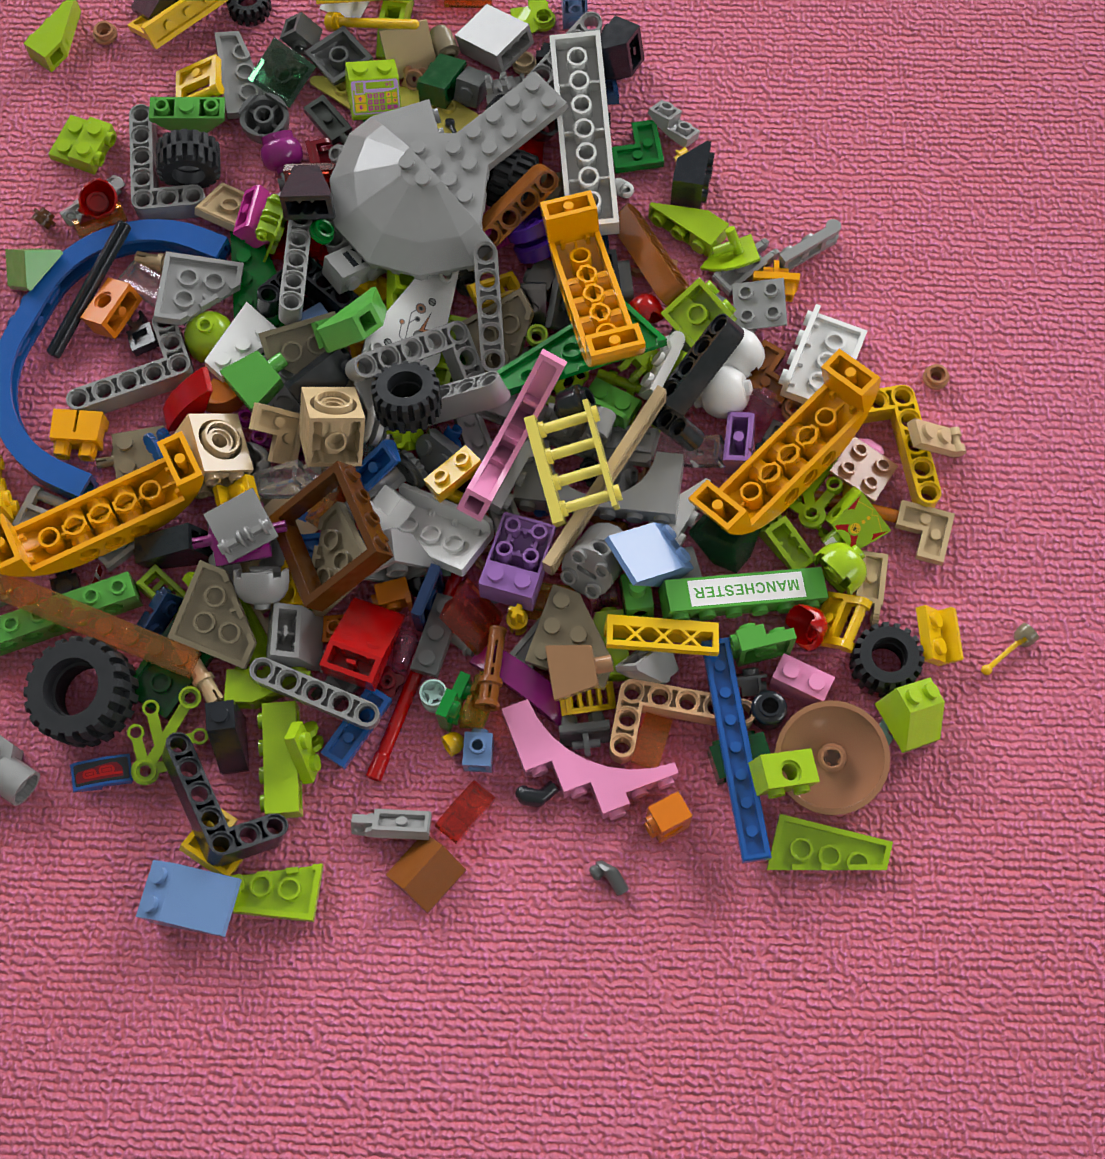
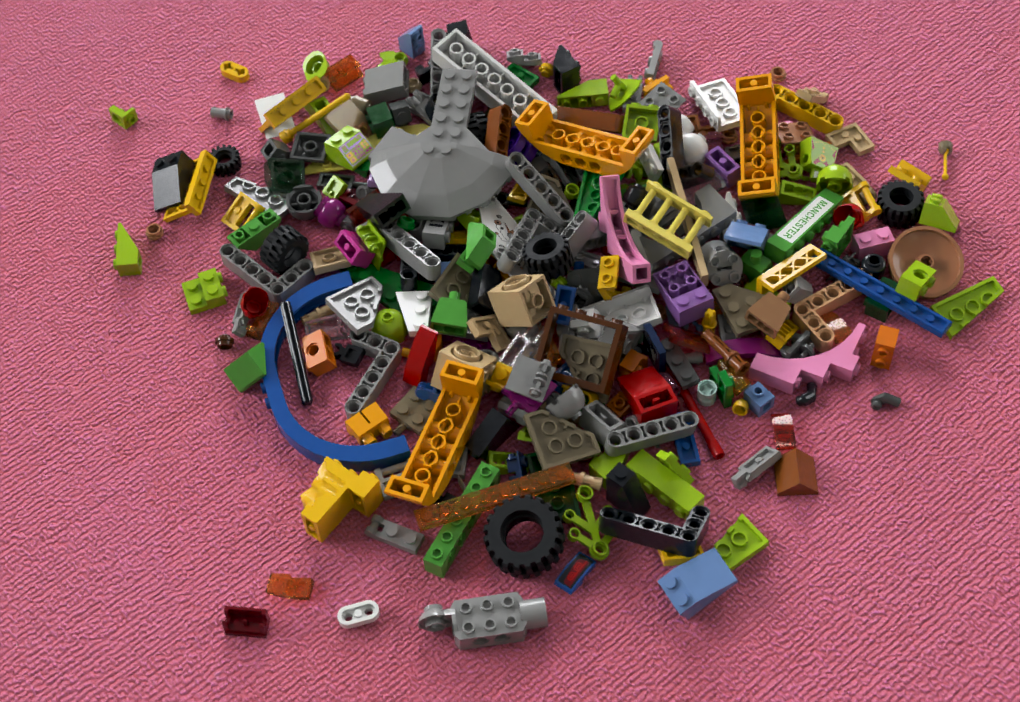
camera: 40 degrees left, 15 degrees down
(311, 127) = (335, 187): none -> lime bracket

